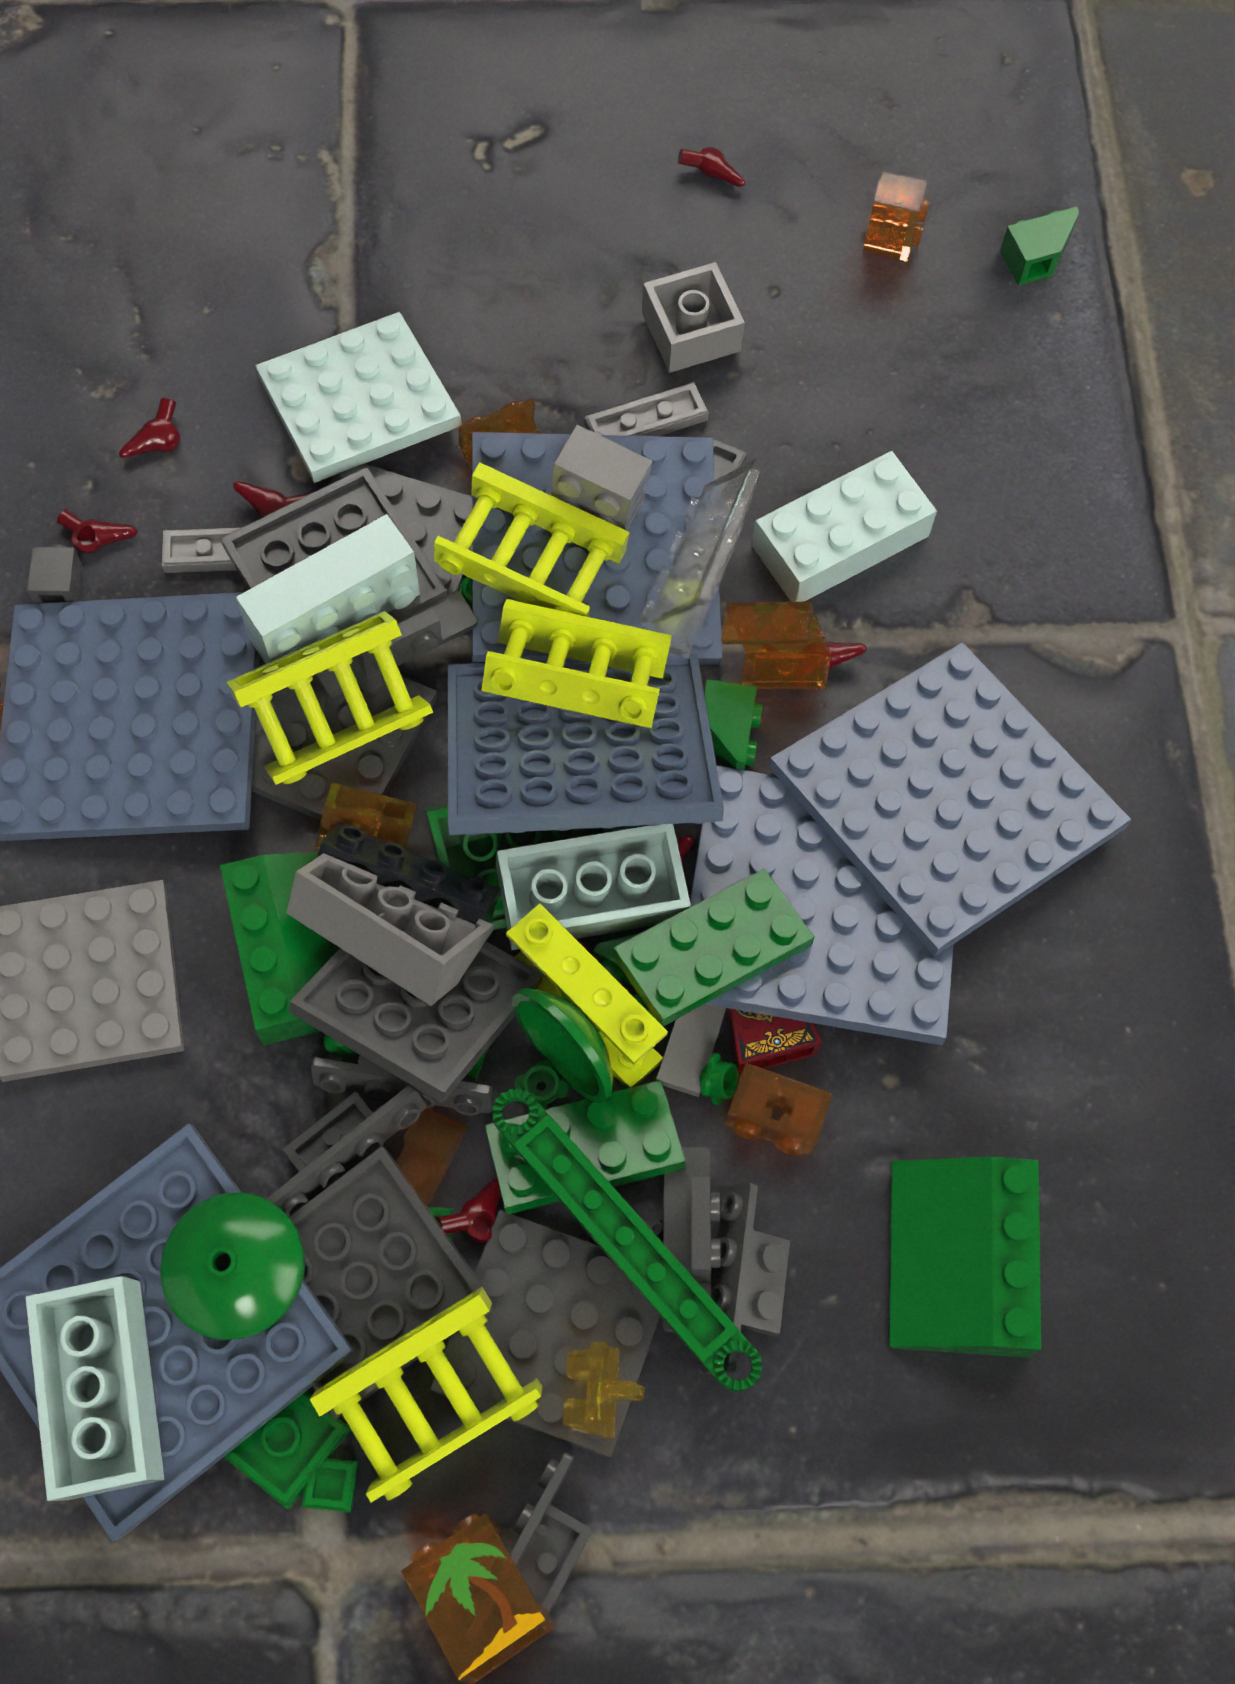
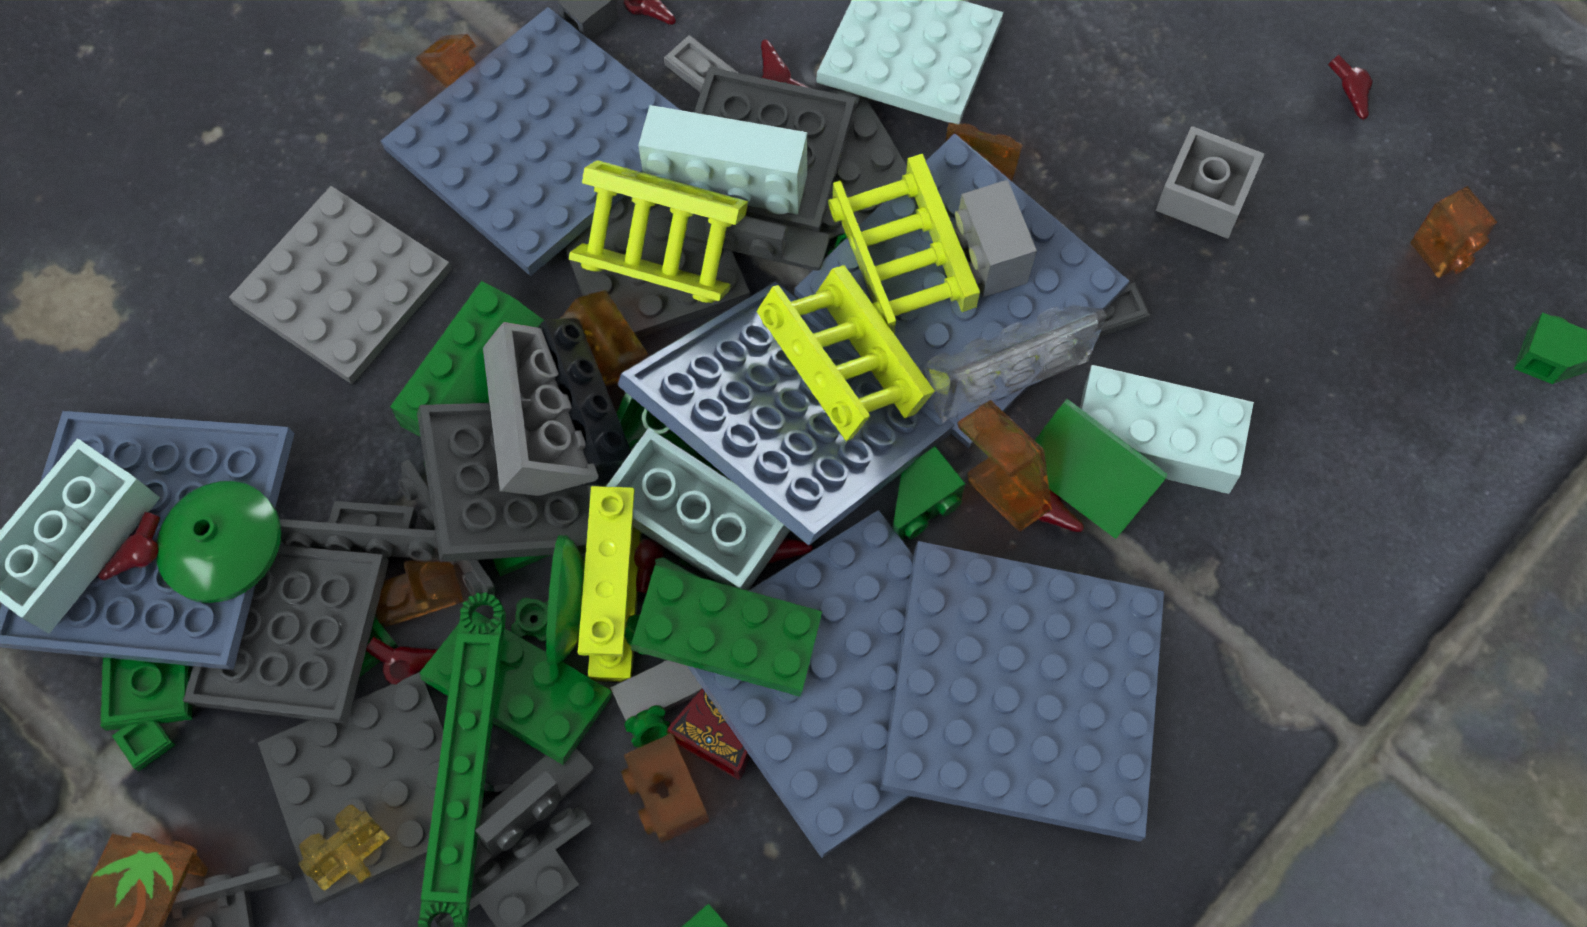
camera: 50 degrees right, 0 degrees up
(169, 1341) = (136, 551): none -> dark red animal
(386, 1371) = (269, 706): neon yellow fence -> none
(652, 415) = (1108, 230): light grey tile -> none
(846, 590) = (1096, 469): none -> green tile

